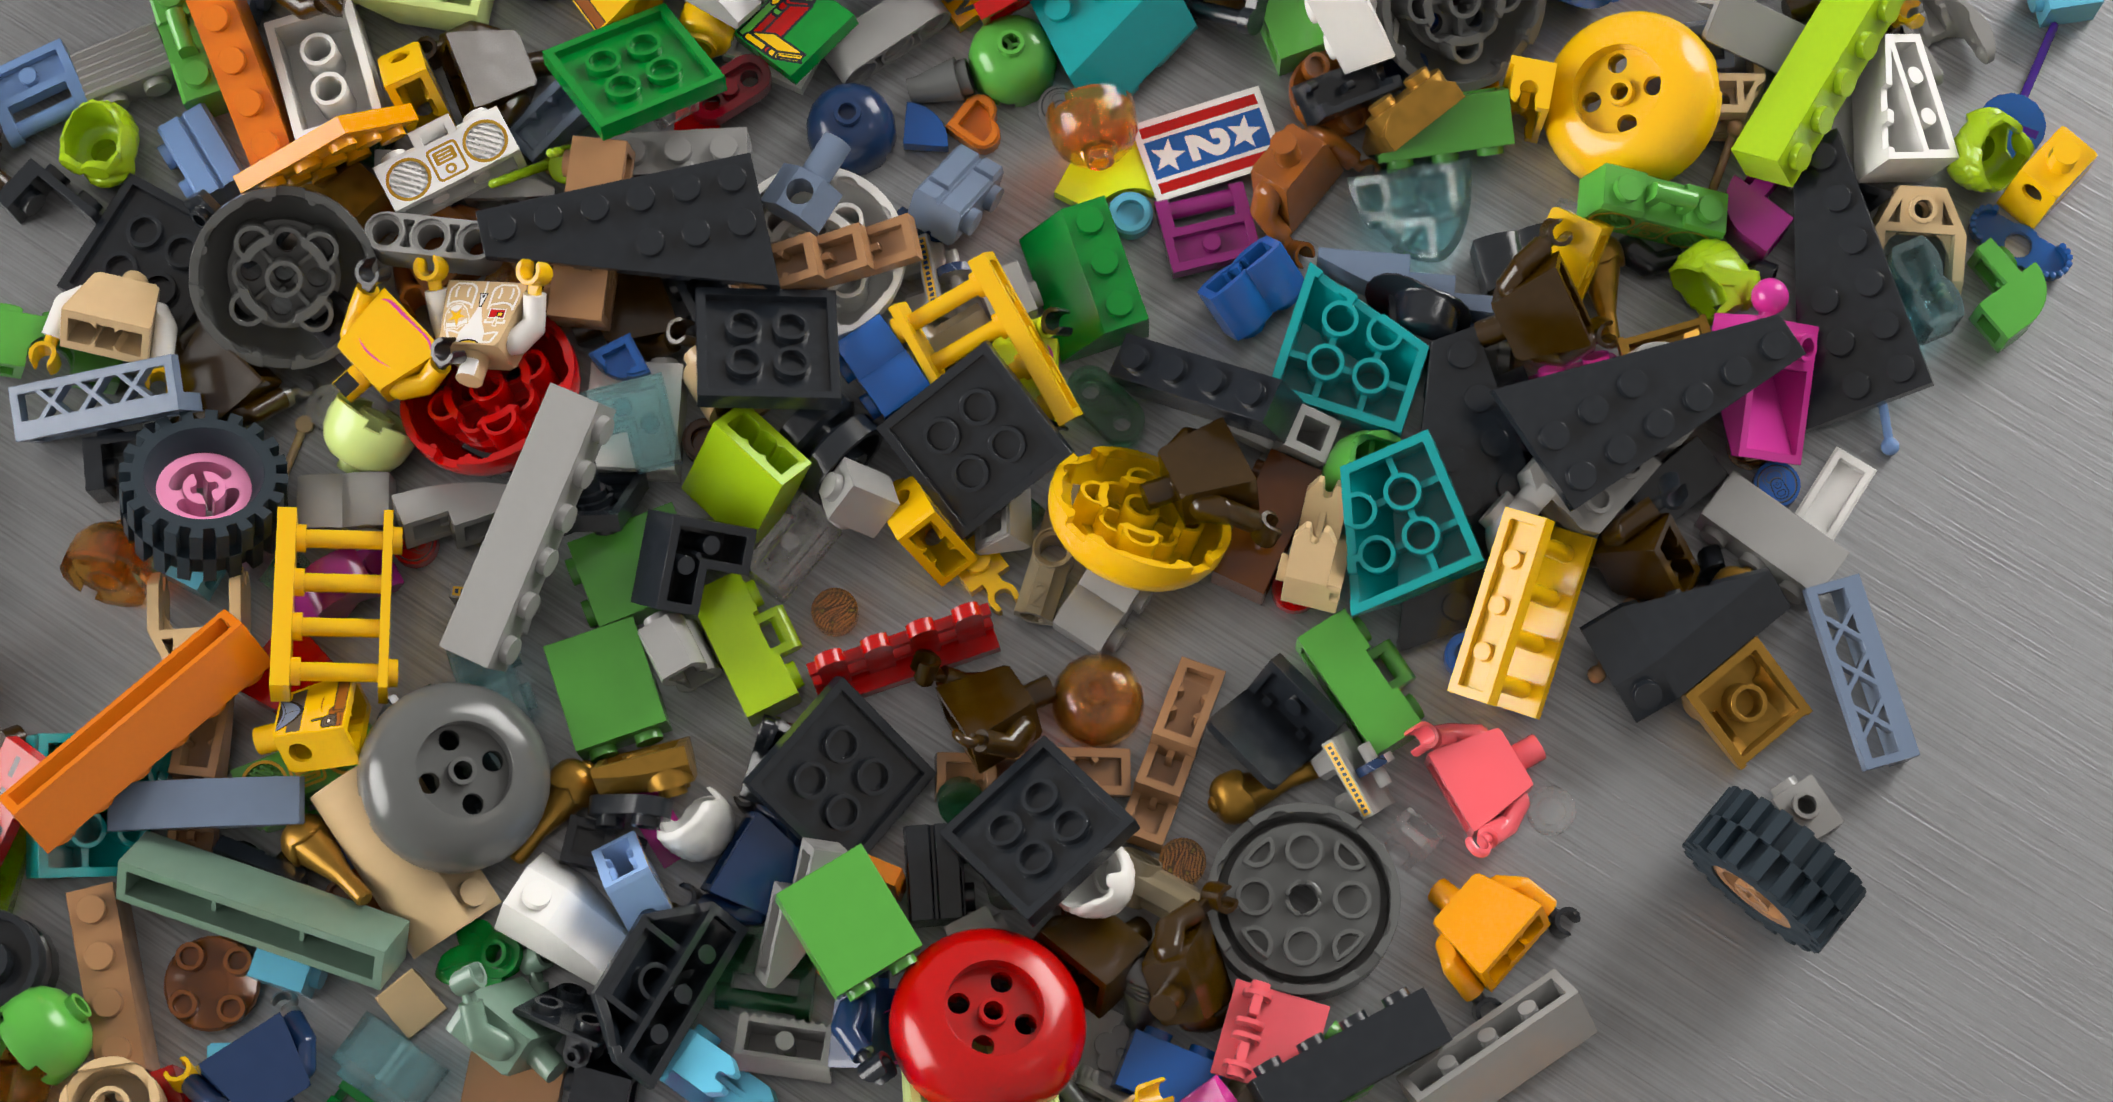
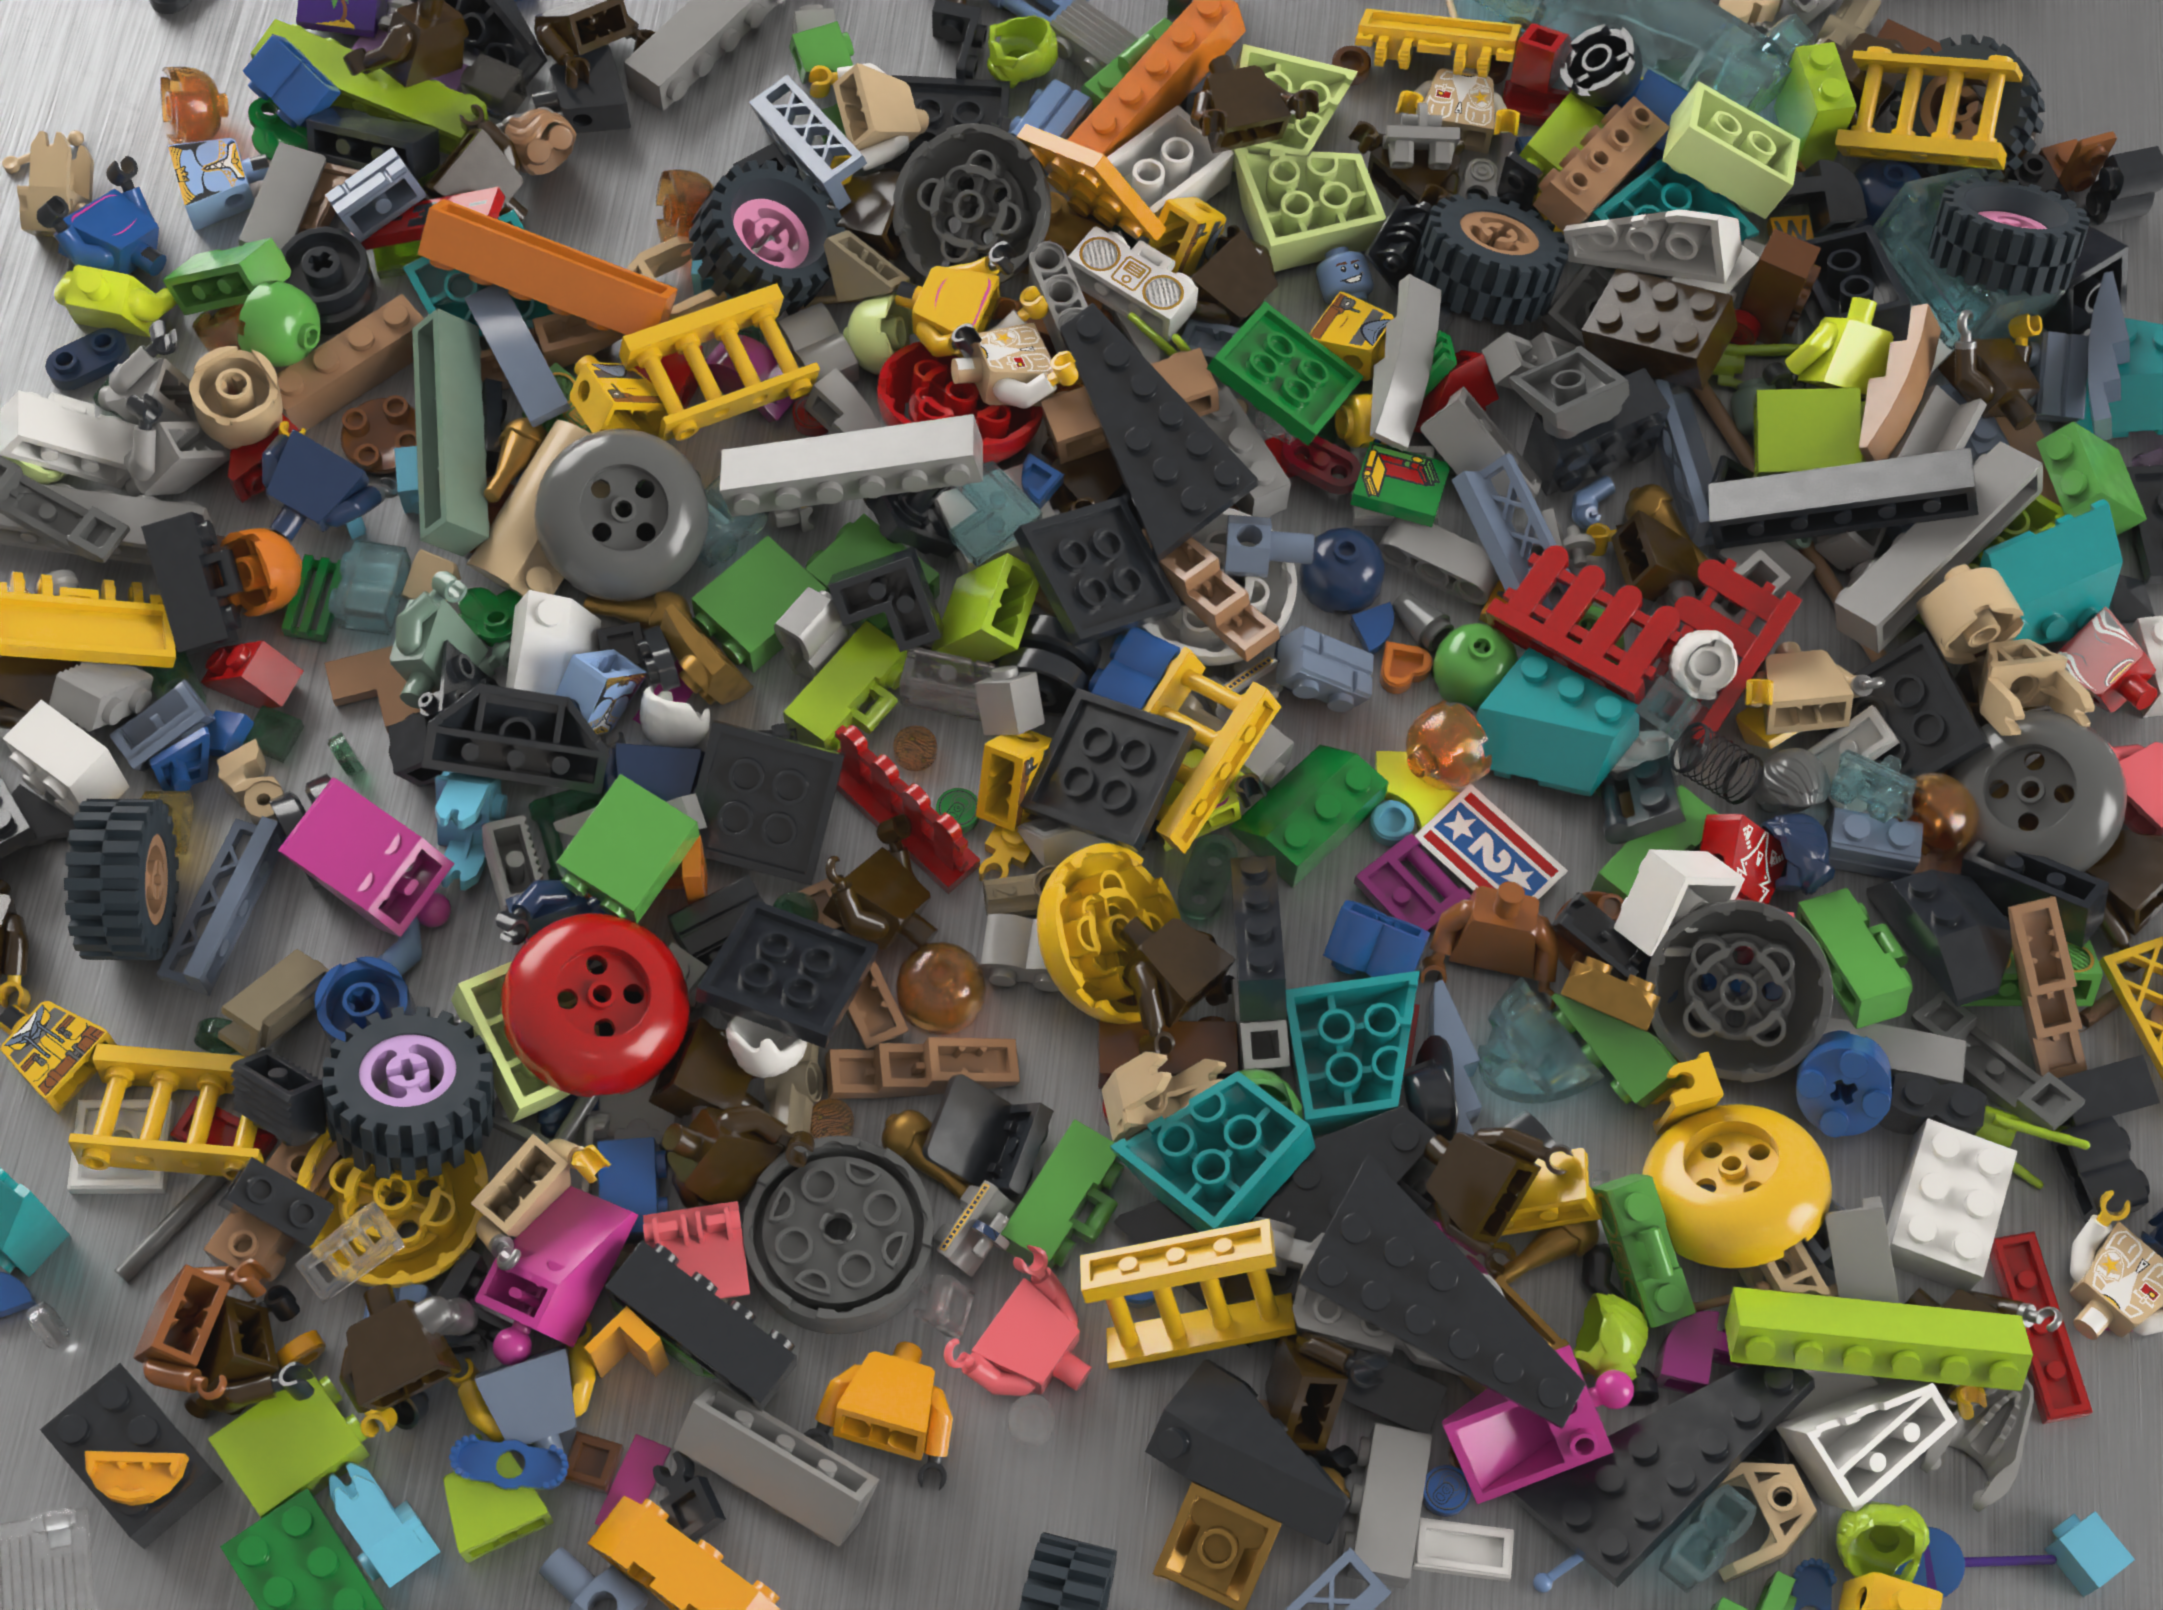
camera: 55 degrees right, 10 degrees down
(295, 419) = (859, 269): none -> dark tan slope
(922, 599) = (961, 806): none -> green tile

